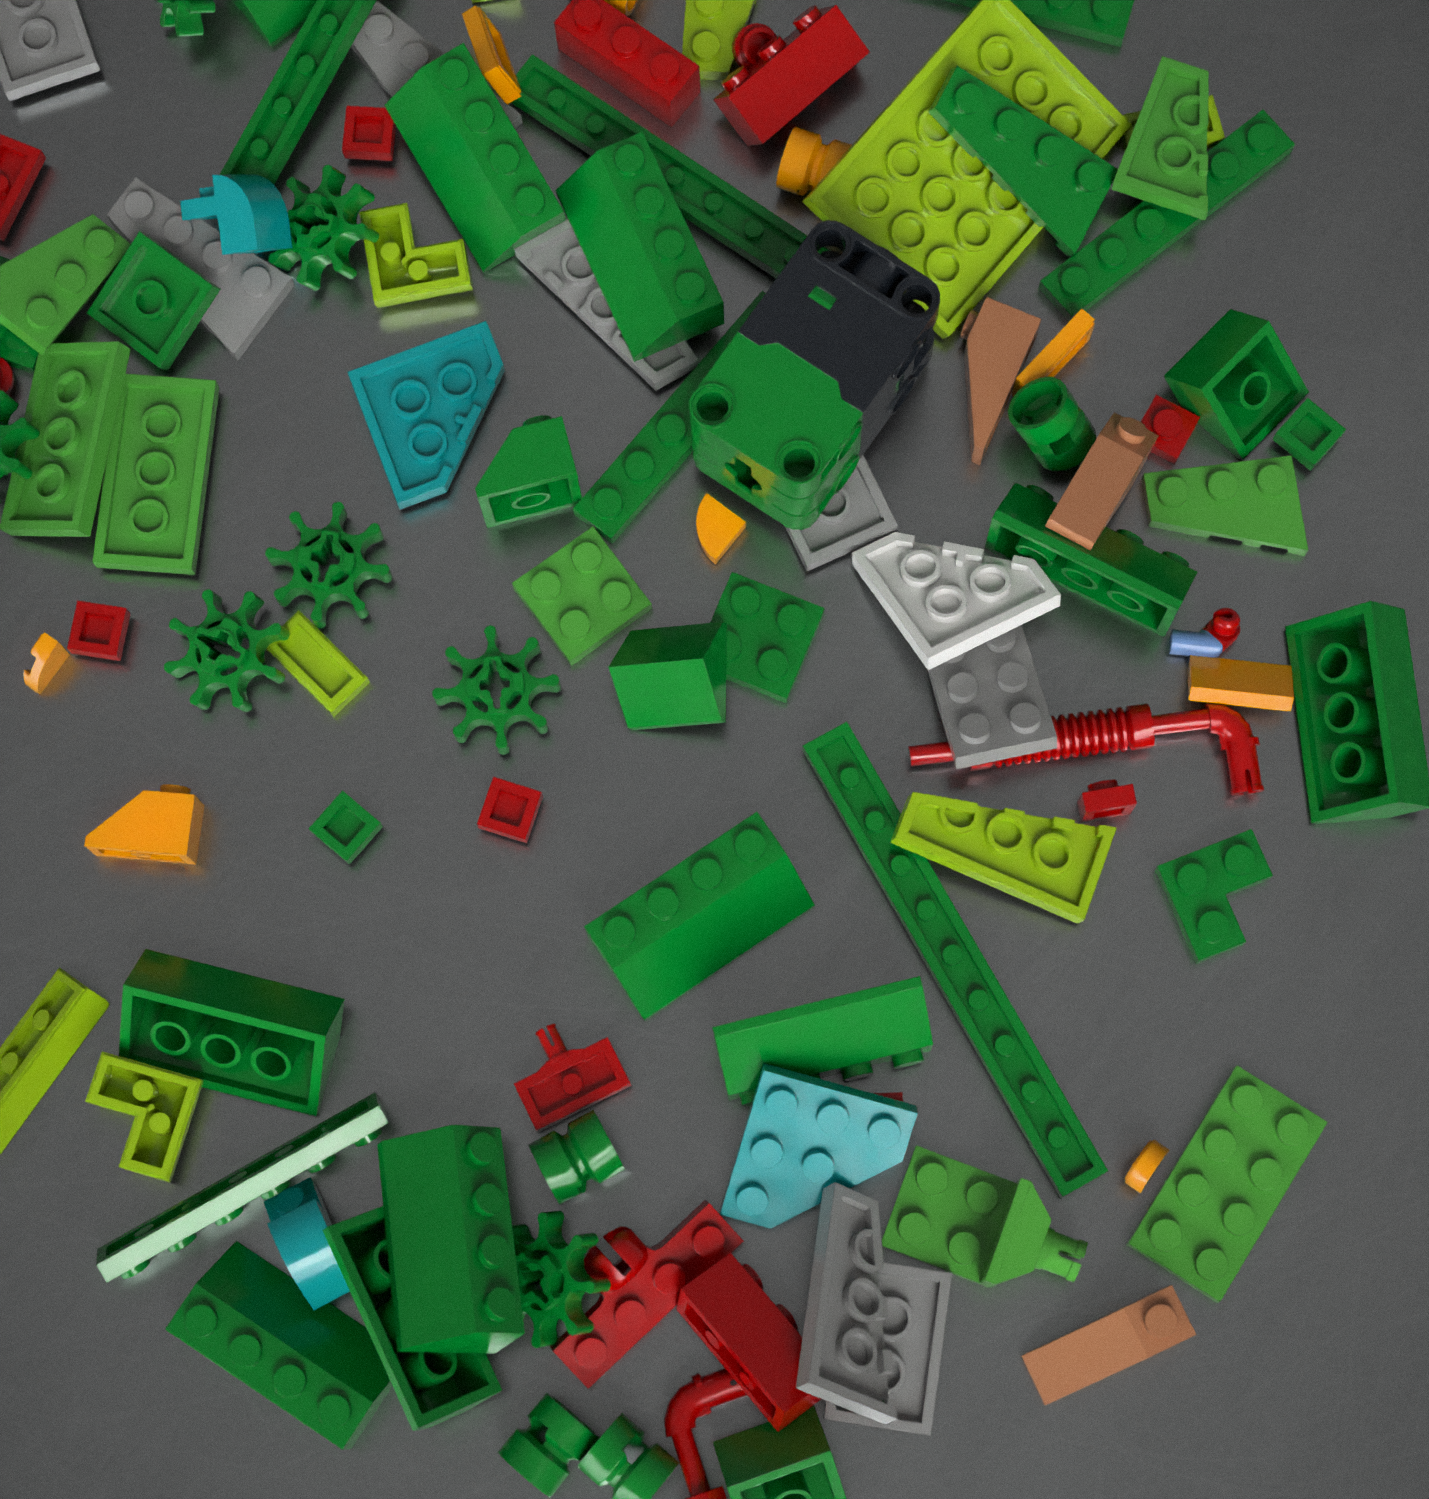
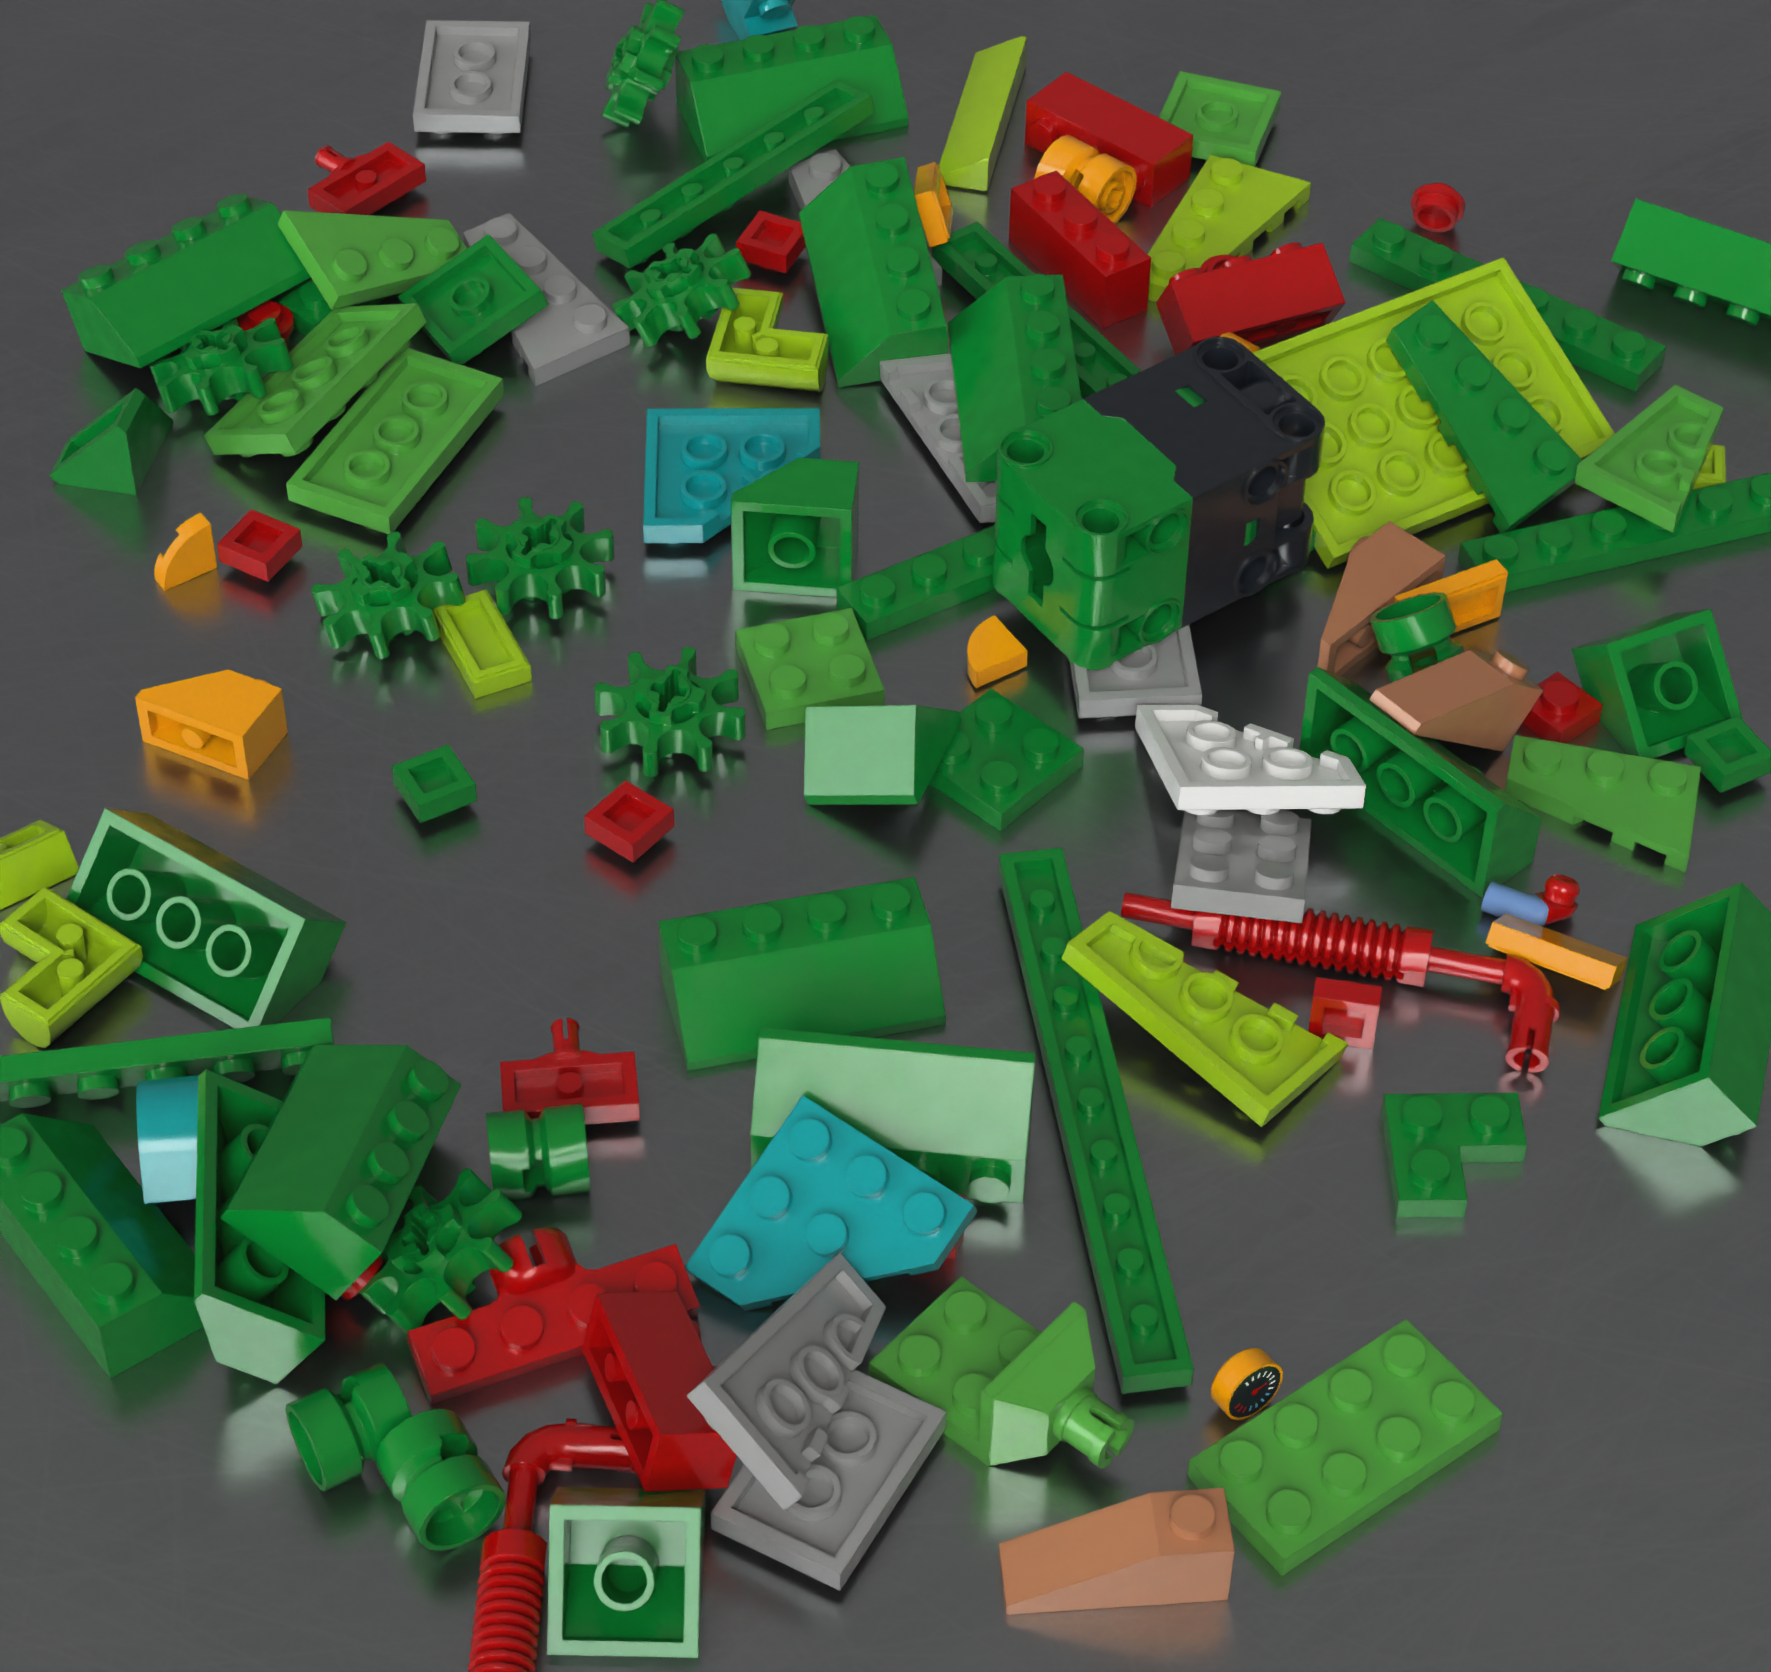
camera: 15 degrees right, 30 degrees down
(248, 213) = (601, 249): teal brick -> none

